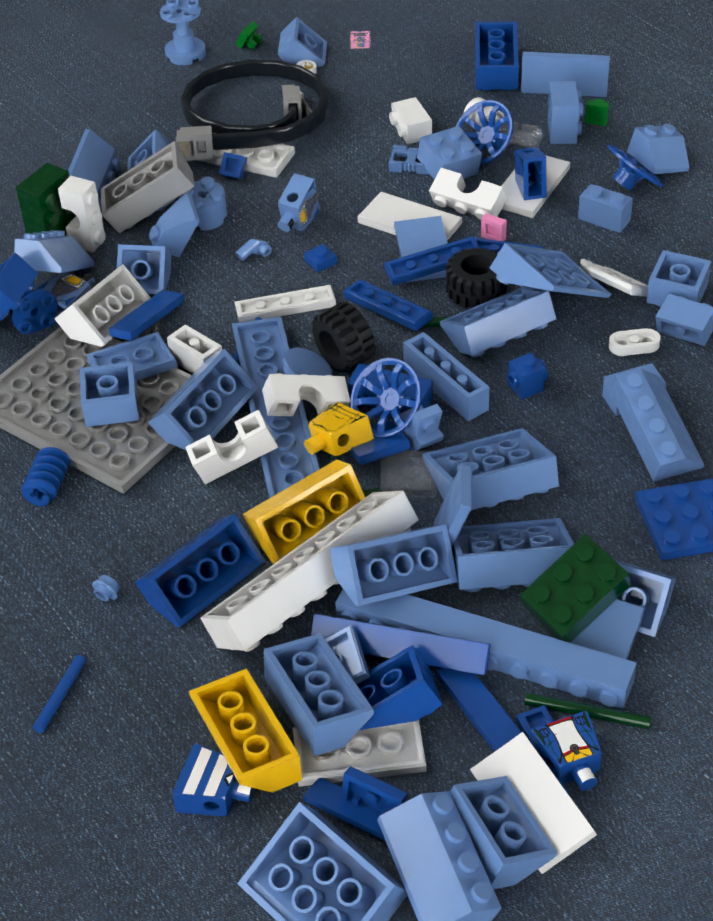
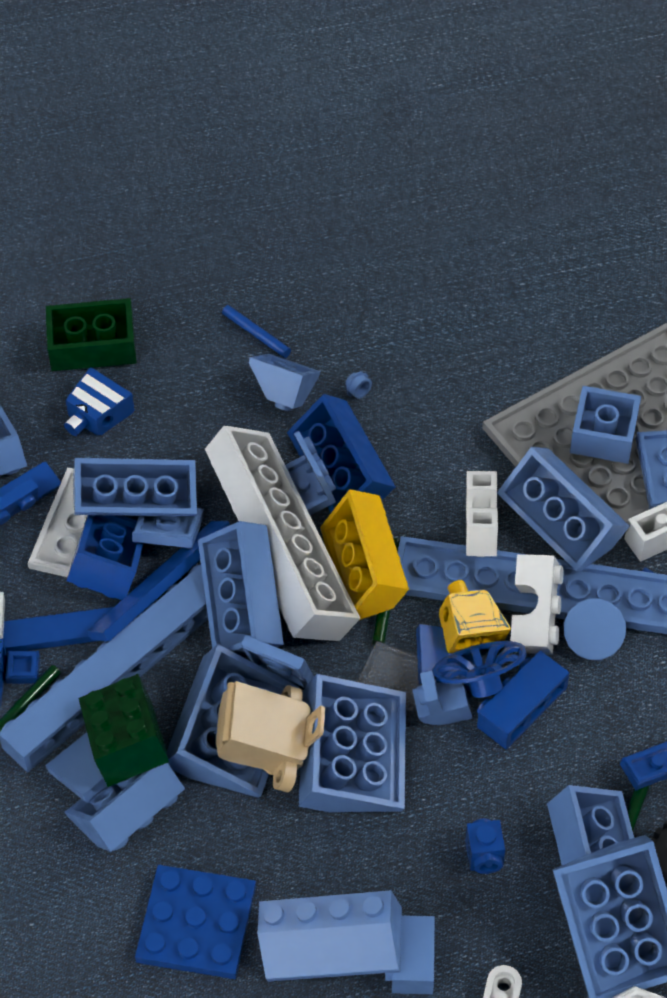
camera: 110 degrees right, 10 degrees up
(45, 476) = (527, 367): blue piece -> none
(121, 637) = (283, 380): none -> medium blue slope
(123, 818) = (90, 334): none -> dark green brick
(234, 567) = (311, 477): none -> medium blue bracket
(248, 732) = (121, 428): yellow slope -> none
(343, 337) = (613, 665): black tyre -> none
(450, 378) = (515, 756): medium blue brick -> none
(515, 501) = (267, 730): none -> tan piece

